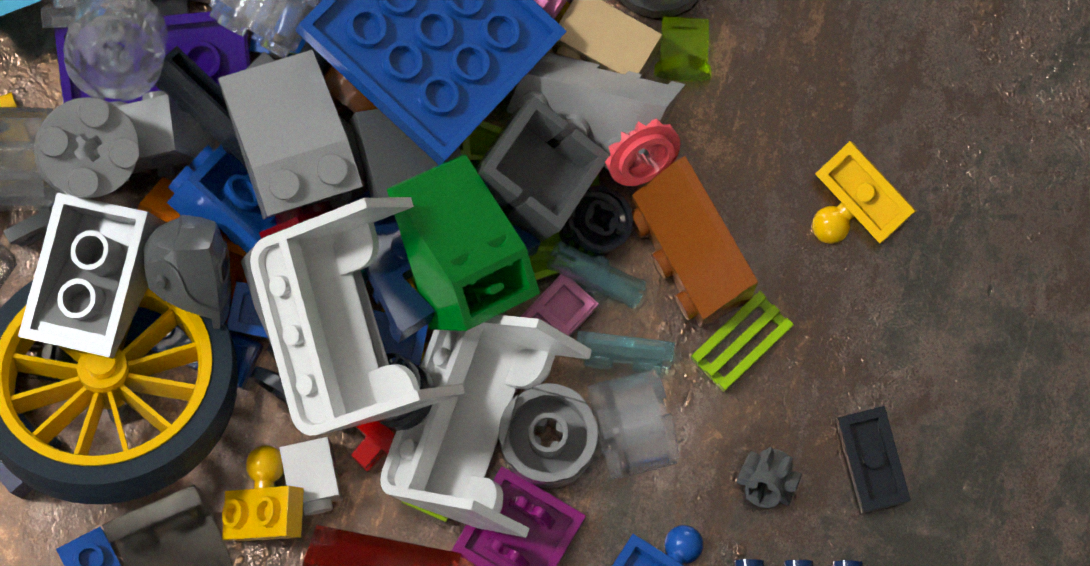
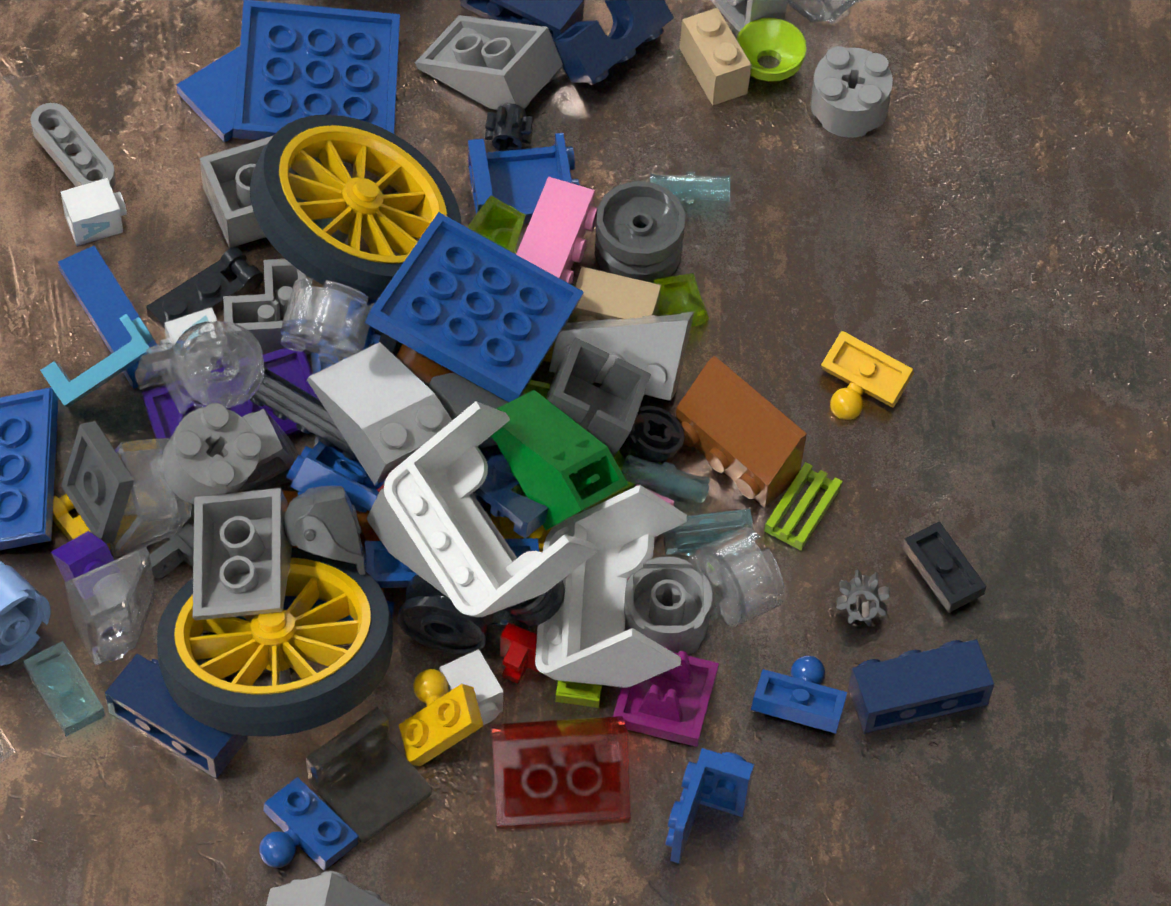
camera: 20 degrees left, 20 degrees down
(635, 169) = (692, 359): coral gear -> none

